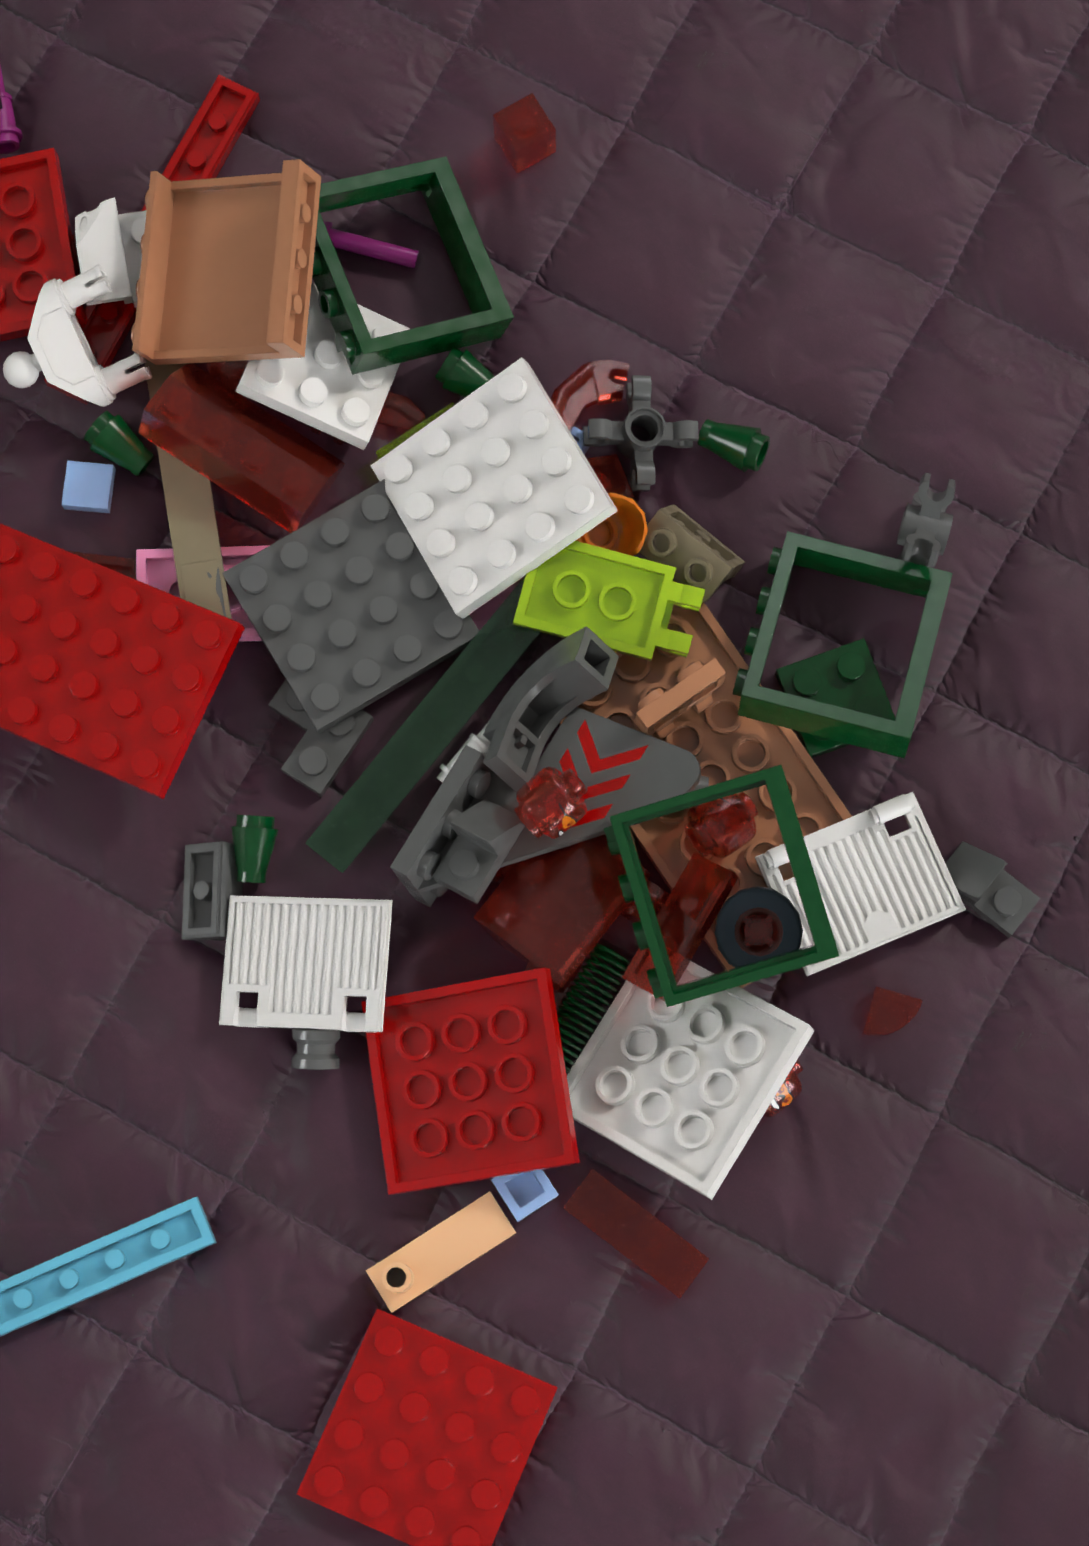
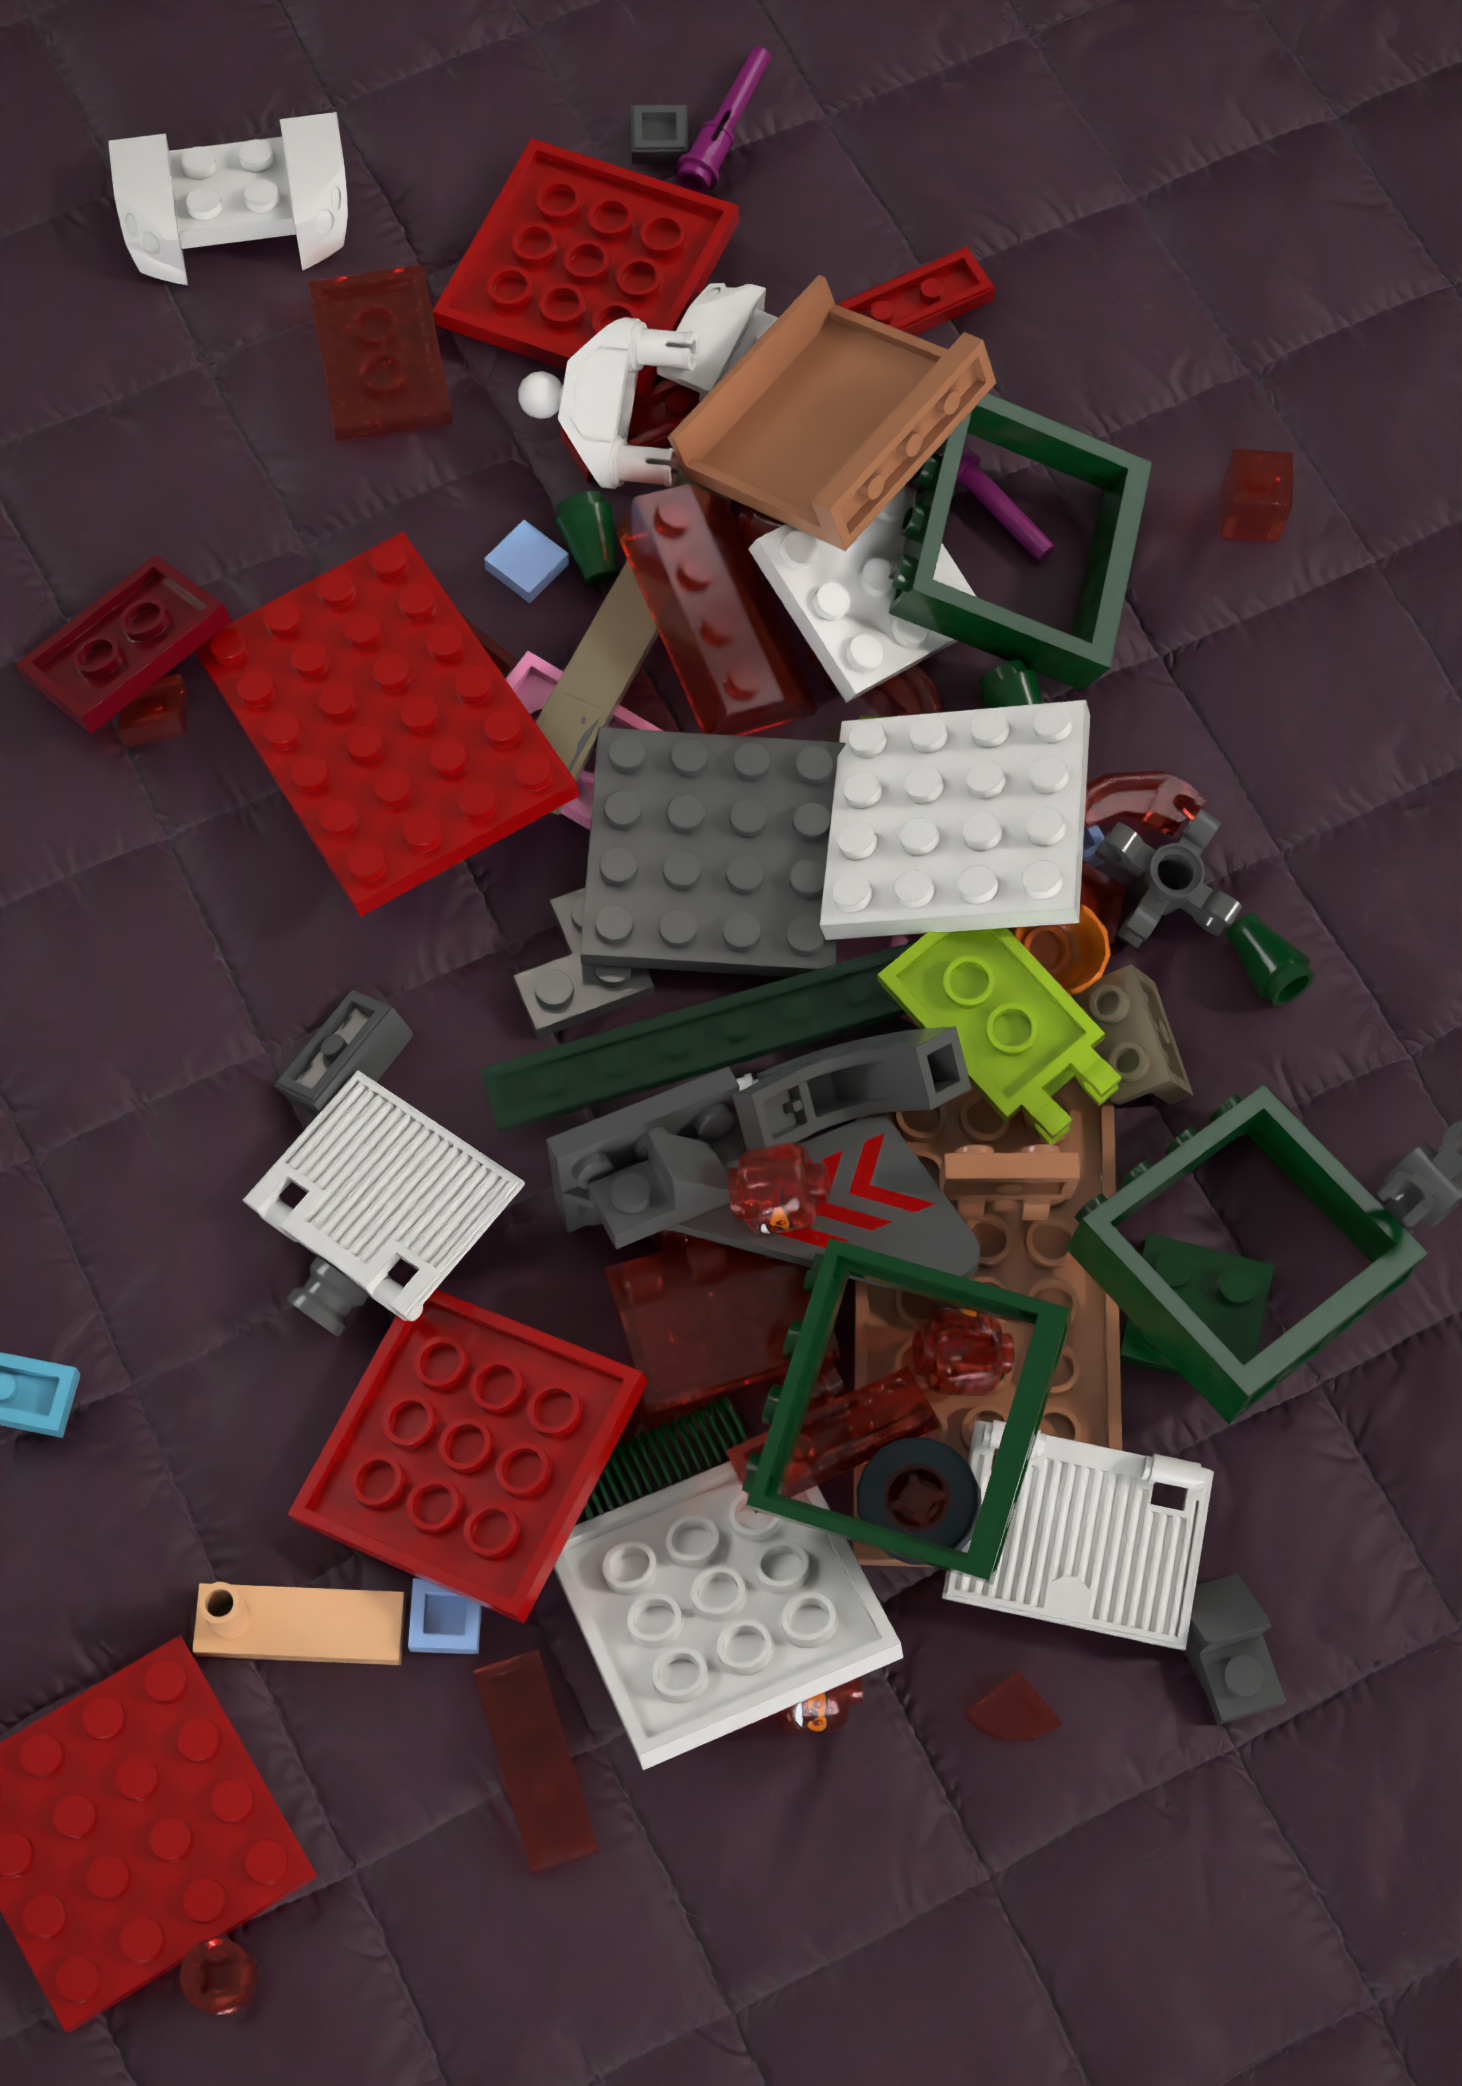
camera: 30 degrees right, 10 degrees down
(253, 846) = (423, 1036): dark green cone -> none
(545, 1475) = (229, 1984): none -> clear red wheel

